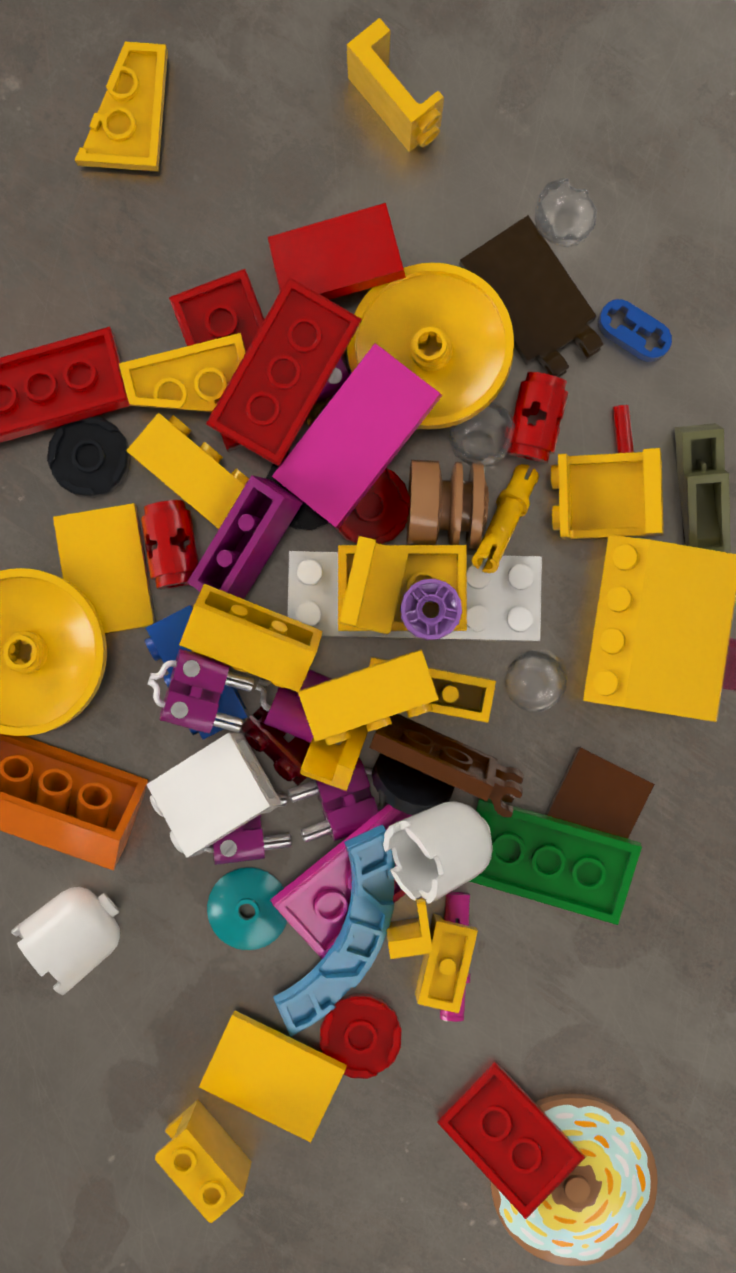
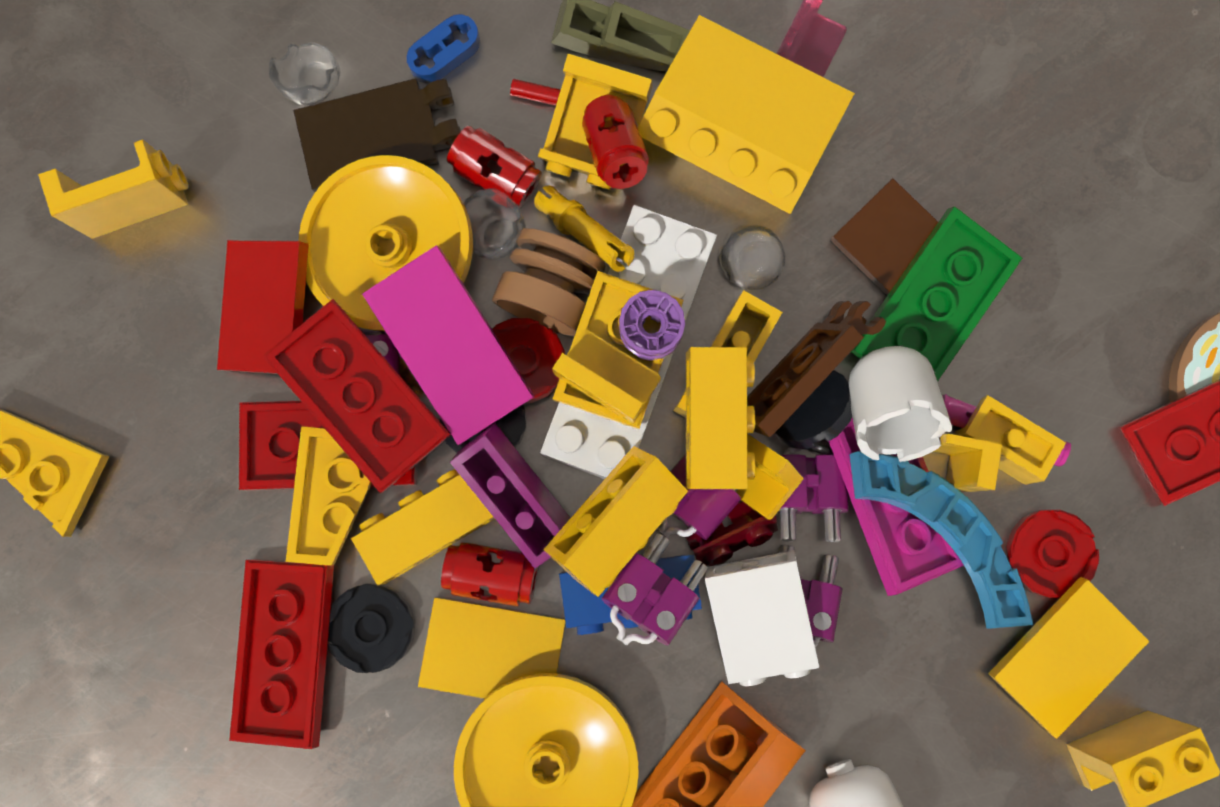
camera: 70 degrees left, 5 degrees down
(242, 887) = (864, 628): teal dish -> none
(593, 519) = (615, 142): none -> red piece

